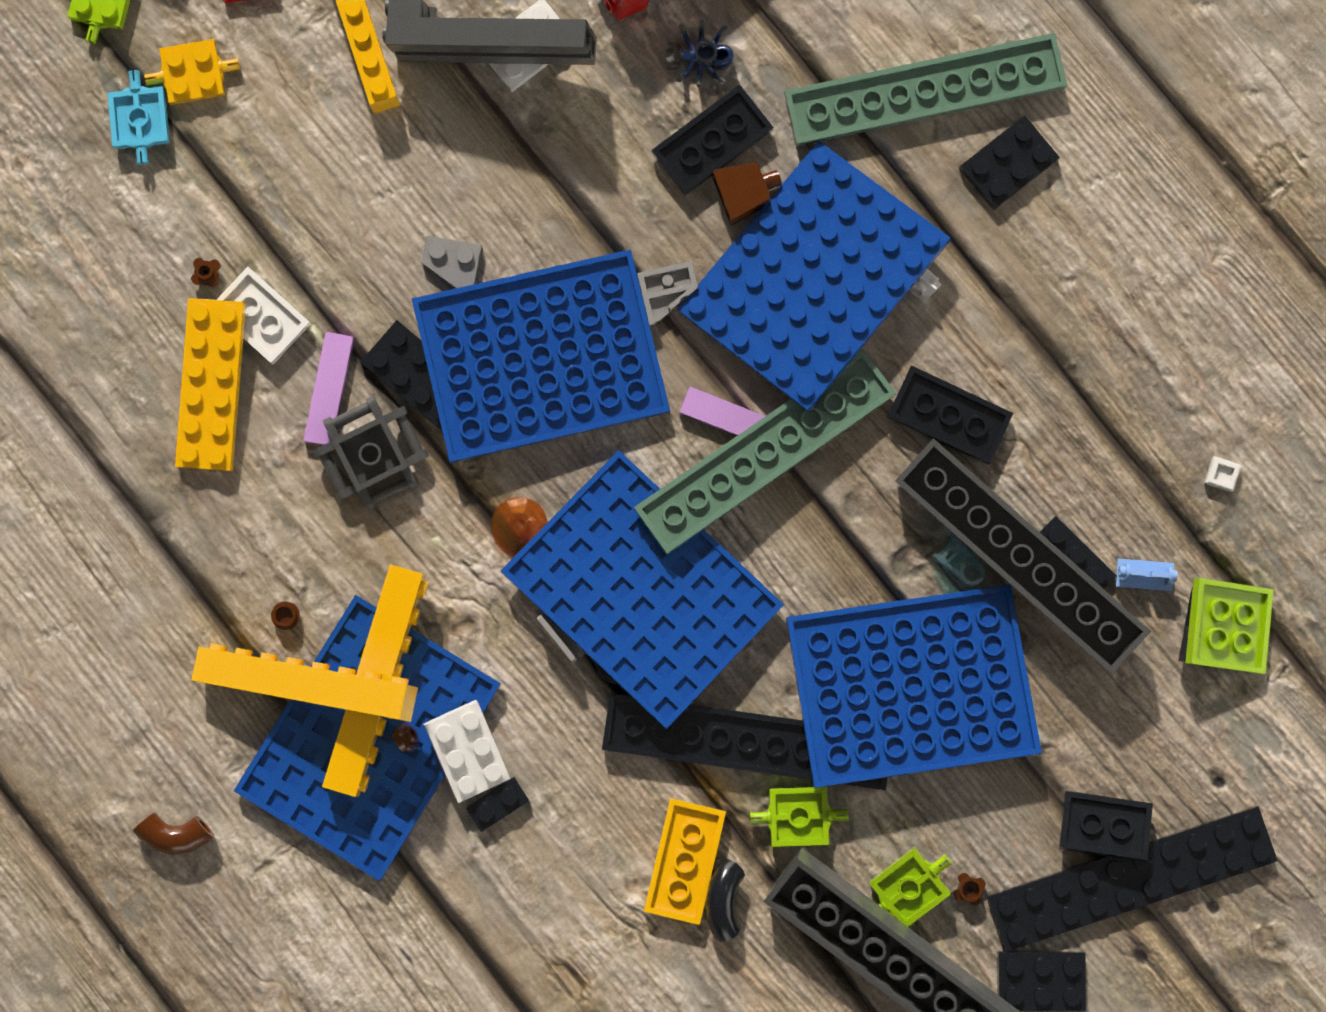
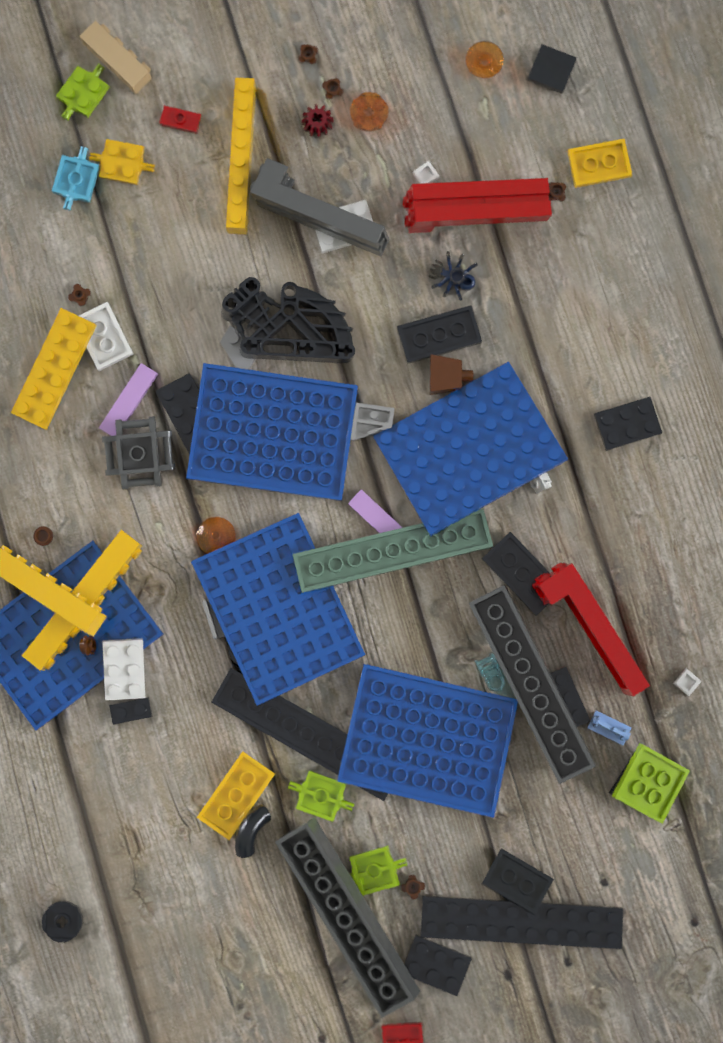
camera: 25 degrees right, 0 degrees up
(441, 201) = (248, 308): none -> black beam
(925, 89) = (592, 354): sand green plate -> none
(1019, 405) = (568, 584): none -> red brick

